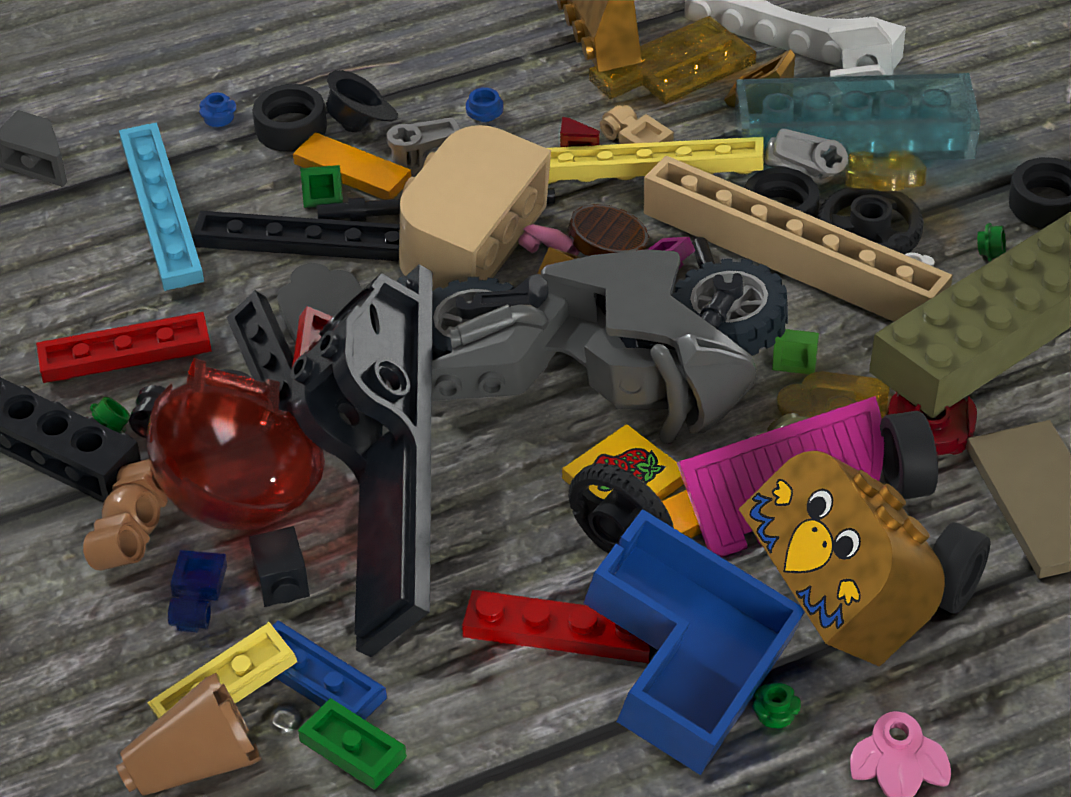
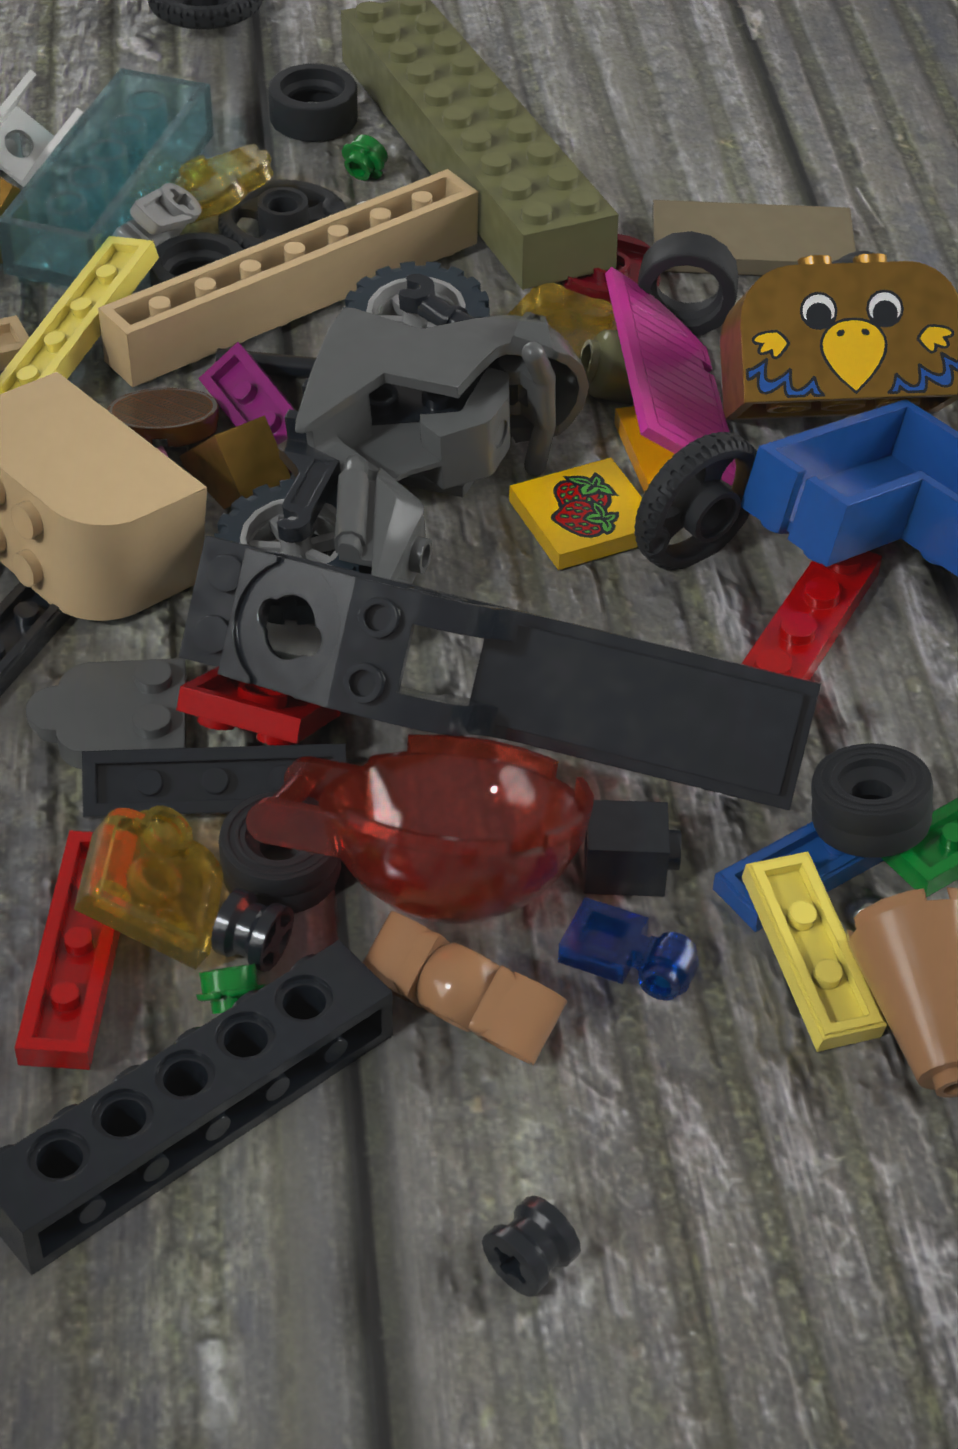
camera: 75 degrees left, 0 degrees up
(163, 345) = (152, 882): none -> clear yellow plate
(351, 697) = (872, 800): none -> black tyre

